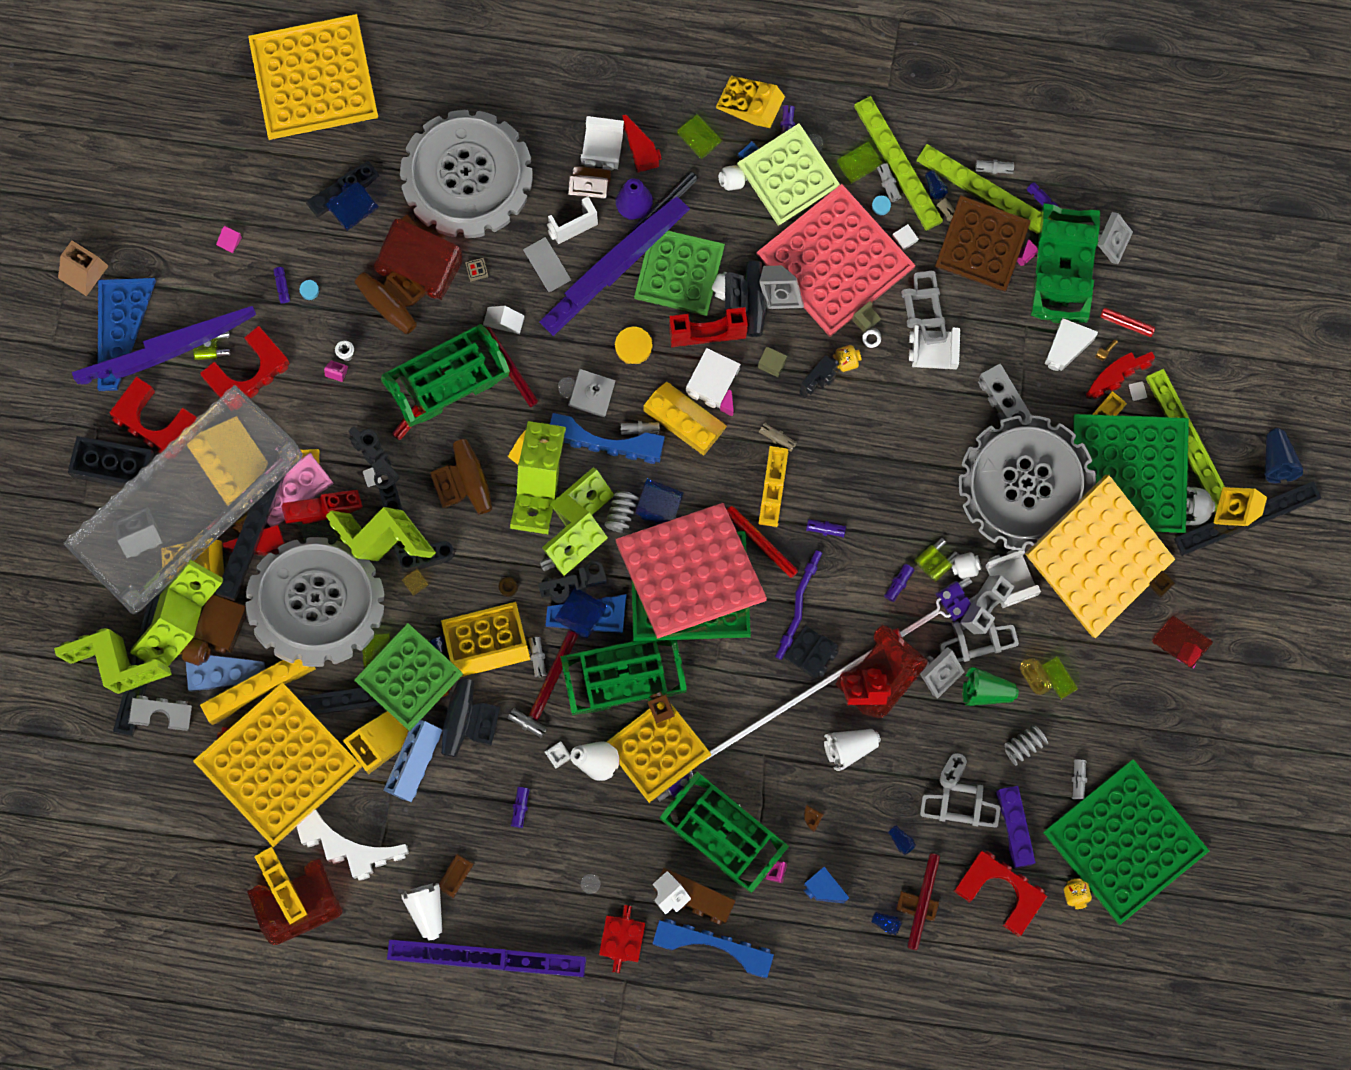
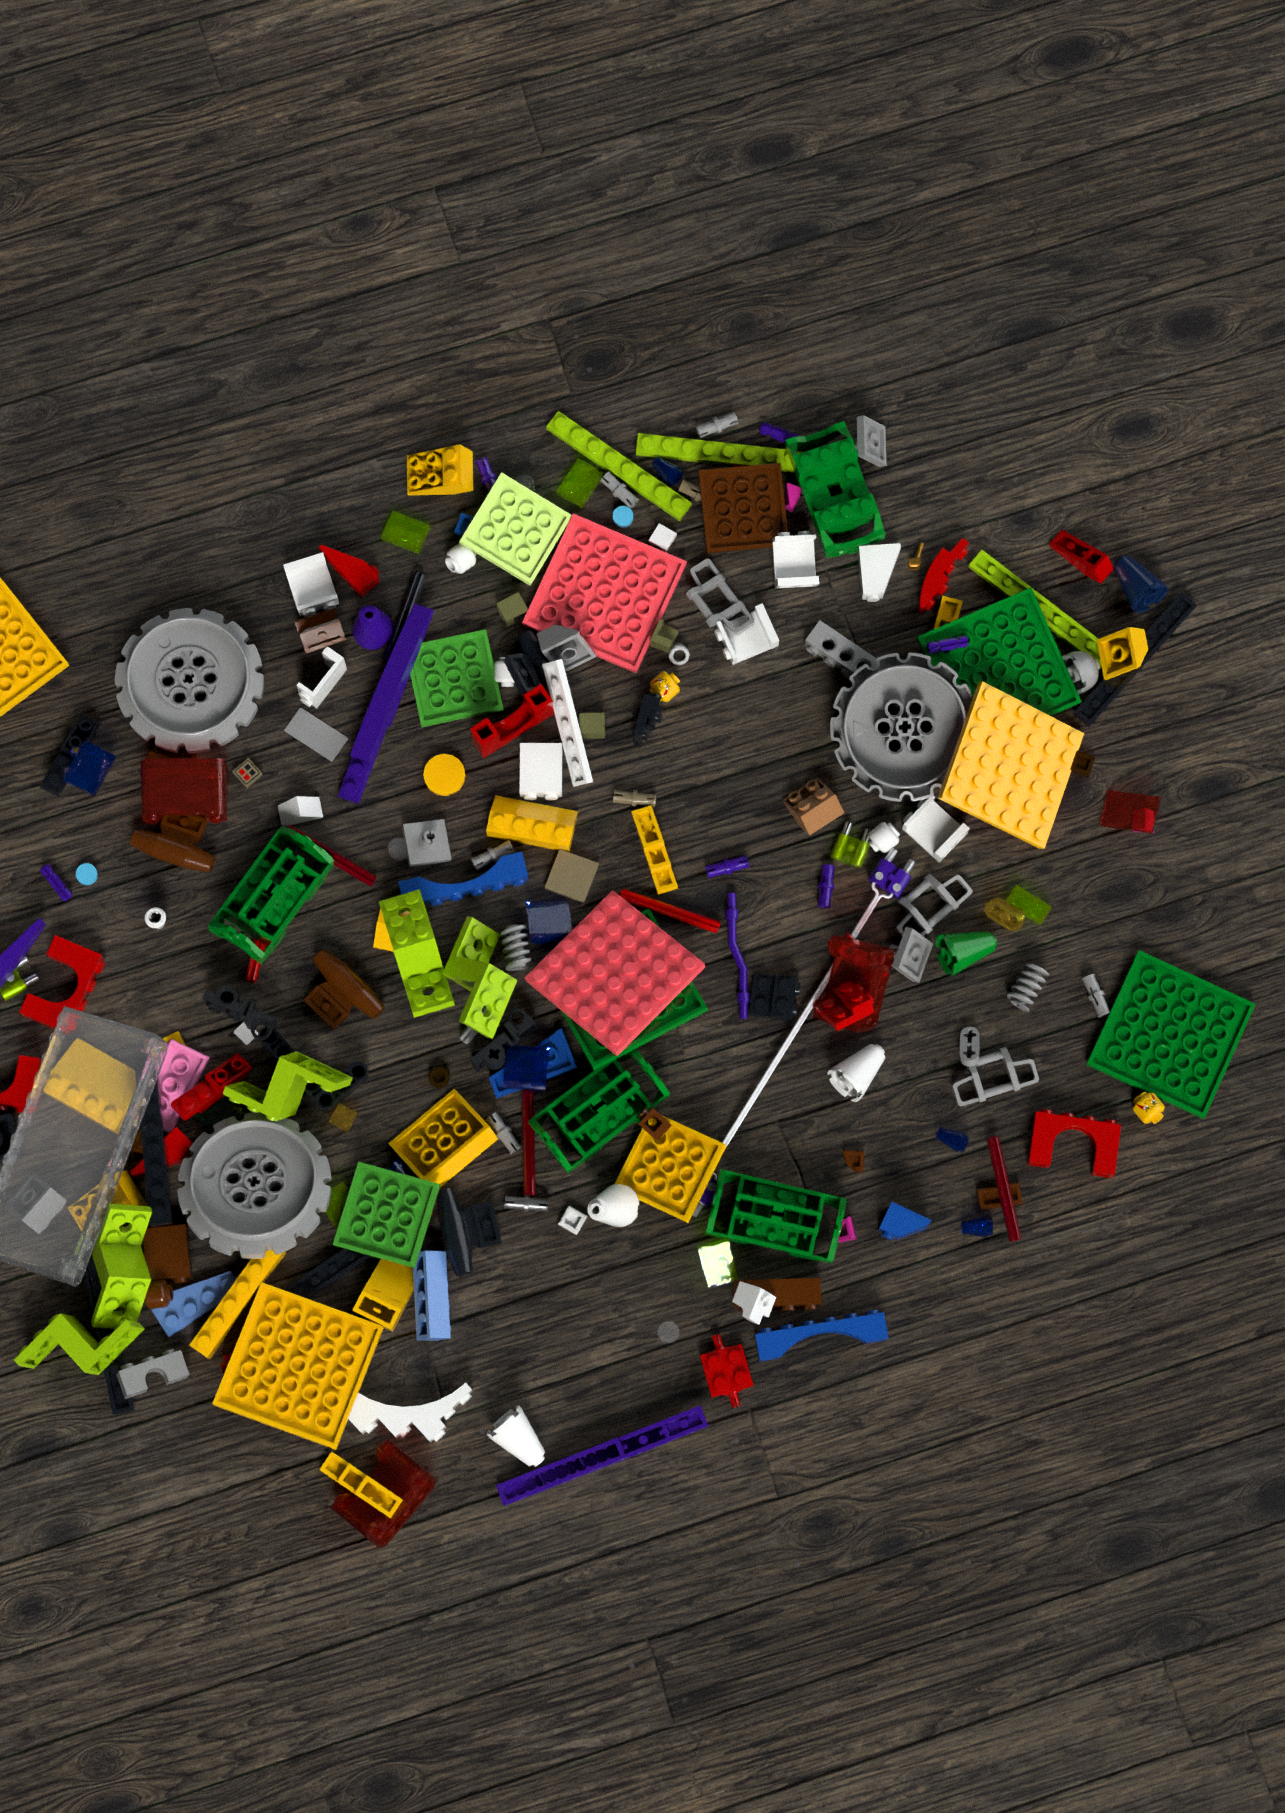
camera: 25 degrees left, 0 degrees up
(335, 371) = (155, 943): dark pink slope -> none
(455, 875) = (530, 1389): reddish brown tile -> none
(520, 807) = (561, 1290): dark purple pin -> none
(658, 847) = (717, 1262): none -> clear neon green plate
(695, 475) = (571, 876): none -> dark tan tile
(727, 403) = (568, 788): dark pink slope -> none
(752, 349) = (567, 723): none -> white plate
(753, 236) = (511, 608): none -> olive panel
(921, 512) = (813, 806): none -> medium nougat slope
(978, 616) = (923, 851): light grey arch -> none
(1004, 305) = (794, 560): none -> white panel
(1018, 835) = (1051, 1062): dark purple arch -> none
(1096, 432) = (947, 644): none -> dark purple axle
(1127, 322) = (923, 519): red axle -> none
(1137, 391) = (966, 583): white sticker -> none
(1245, 413) = (1083, 556): none -> red slope

